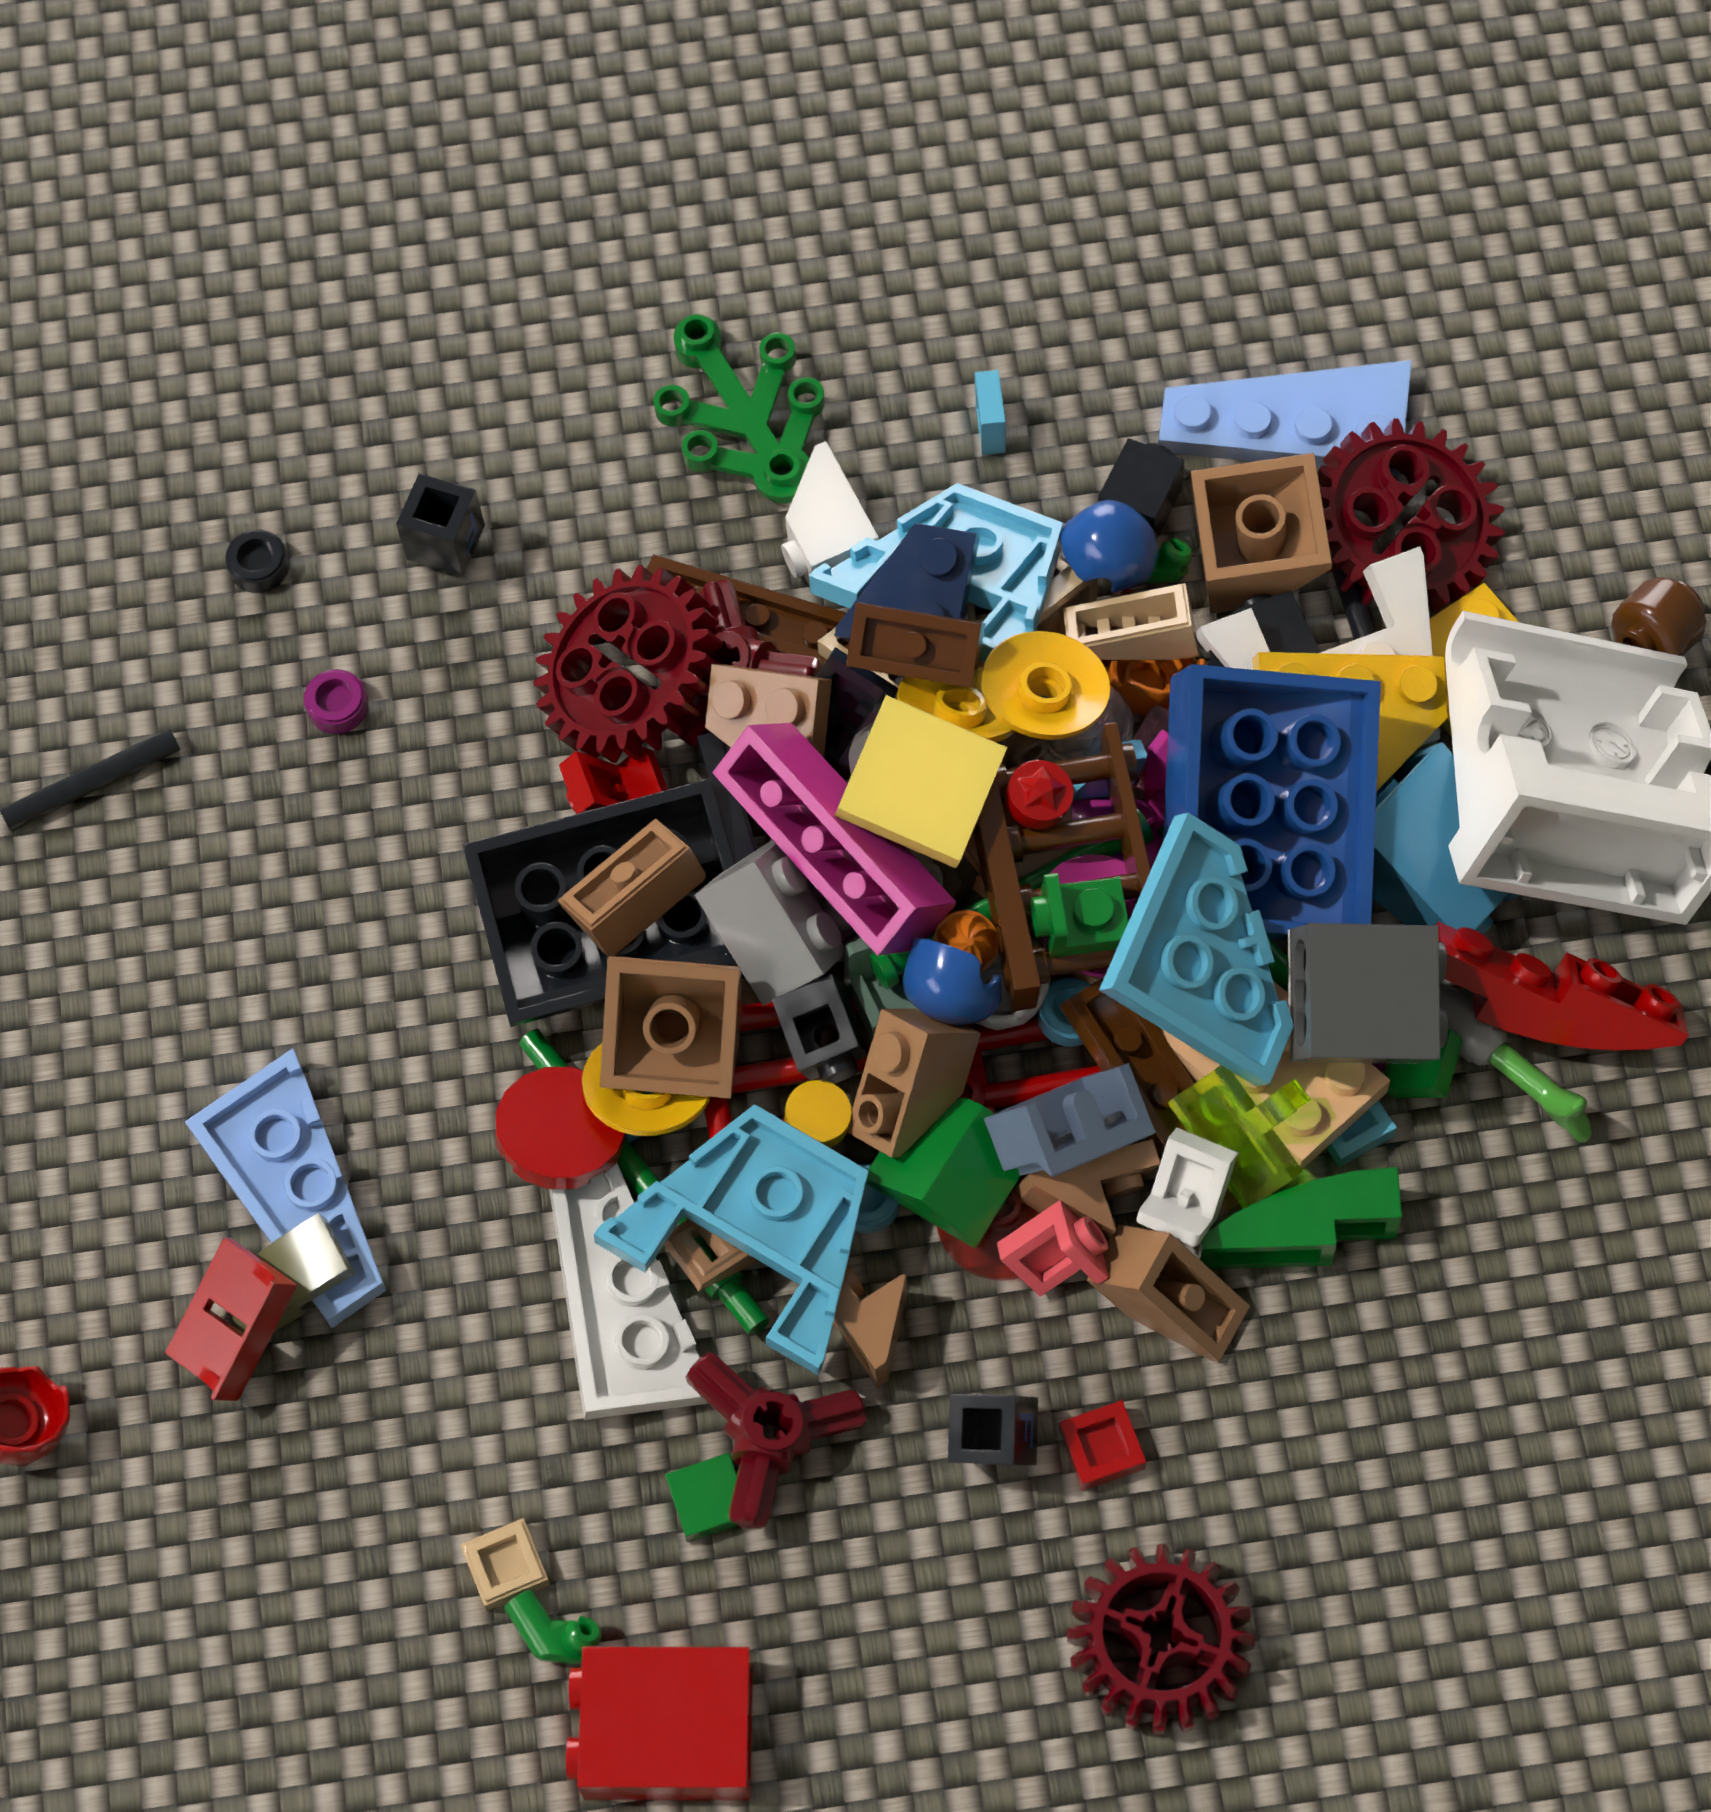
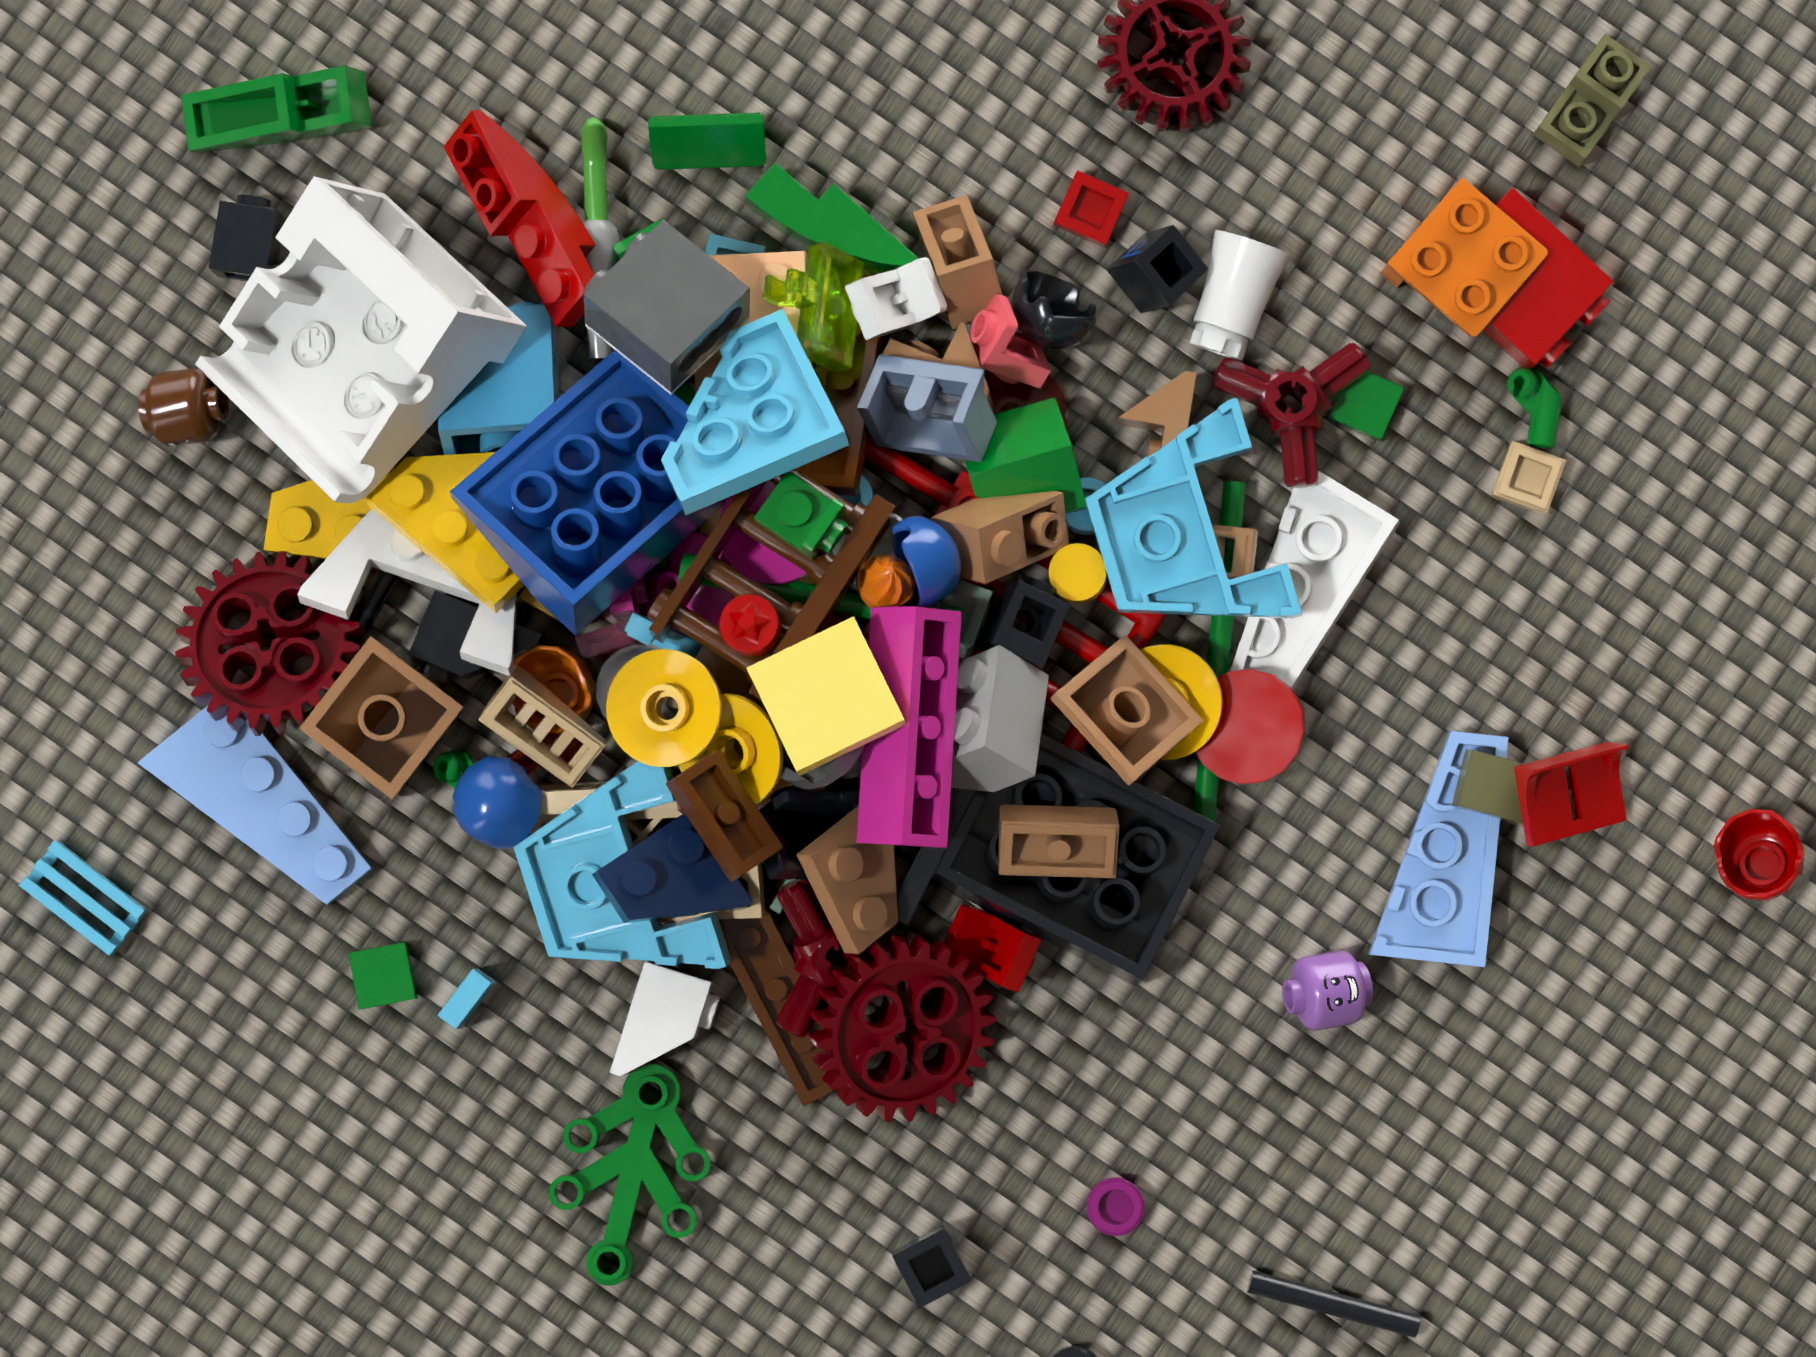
camera: 140 degrees left, 20 degrees up
(304, 992) = (1328, 990): none -> medium lavender head
(730, 1684) = (1466, 258): none -> orange bracket
(908, 1480) = (1235, 293): none -> white plant
(1050, 1319) = (1050, 311): none -> black hair
(1071, 382) = (383, 975): none -> green tile
(1147, 480) = (422, 837): black brick -> none
(1346, 238) = (45, 868): none -> medium azure tile
(1477, 1202) = (707, 141): none -> green slope

